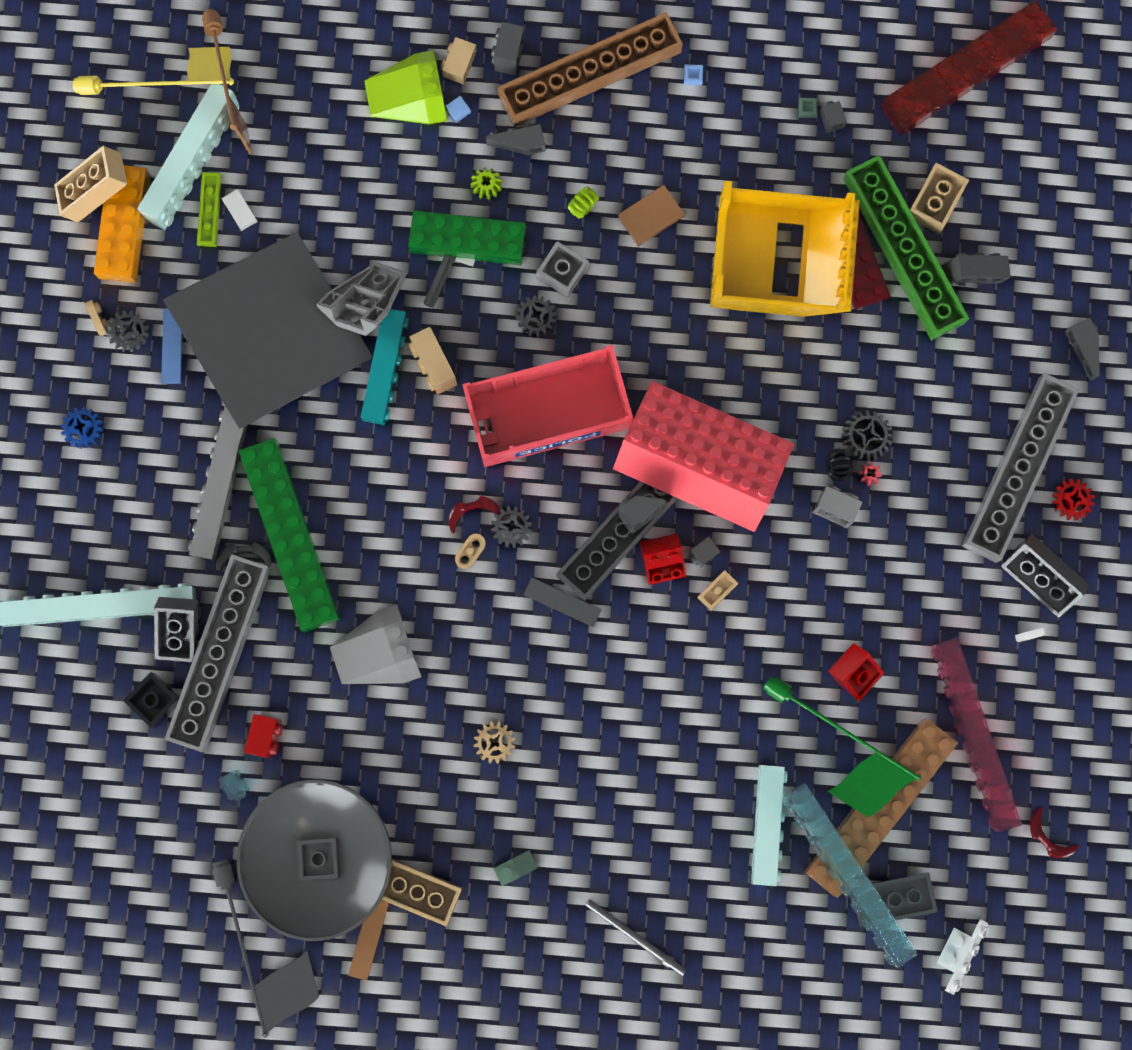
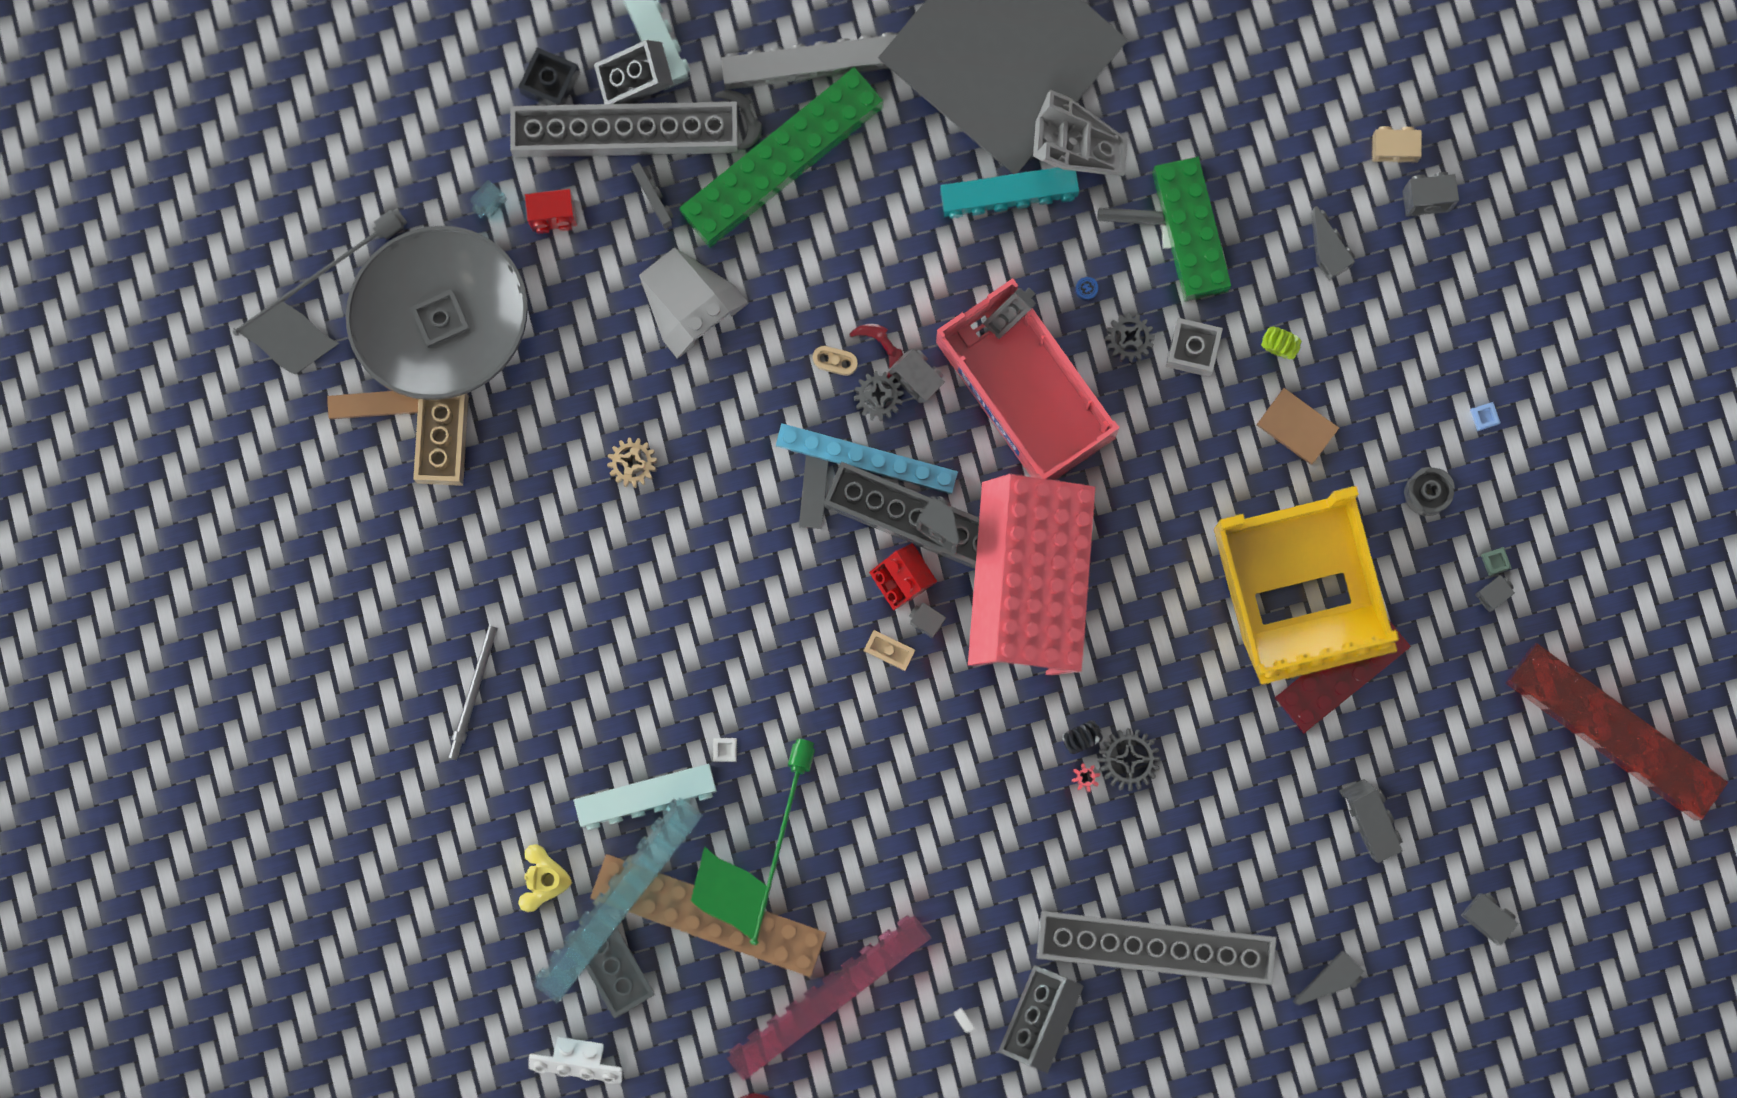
camera: 75 degrees right, 0 degrees up
(280, 649) = (653, 195): none -> dark grey plate
(408, 91) = (1339, 101): lime wedge -> none
(432, 361) = (1033, 240): tan brick -> none
(458, 109) = (1340, 165): light blue tile -> none
(484, 335) = (1086, 288): none -> blue tile
(487, 397) = (1010, 312): none -> dark grey hinge
(488, 190) = (1270, 233): lime gear -> none
(508, 490) = (917, 375): none -> flat silver brick
(515, 868) = (502, 533): sand green slope -> none
(558, 554) = (866, 458): none -> medium azure plate
(590, 69) = (1442, 295): medium nougat brick -> none
(744, 127) = (1433, 479): none -> dark grey brick
(751, 748) = (724, 749): none -> white tile
(808, 930) = (544, 879): none -> light yellow head
(837, 506) = (1032, 751): light grey brick -> none
(856, 671) = (852, 838): red slope -> none
(905, 248) = (1367, 729): bright green brick -> none
(938, 198) = (1441, 746): tan brick -> none
(1076, 489) = (1142, 1034): red gear -> none
(1078, 211) = (1490, 919): none -> dark grey brick

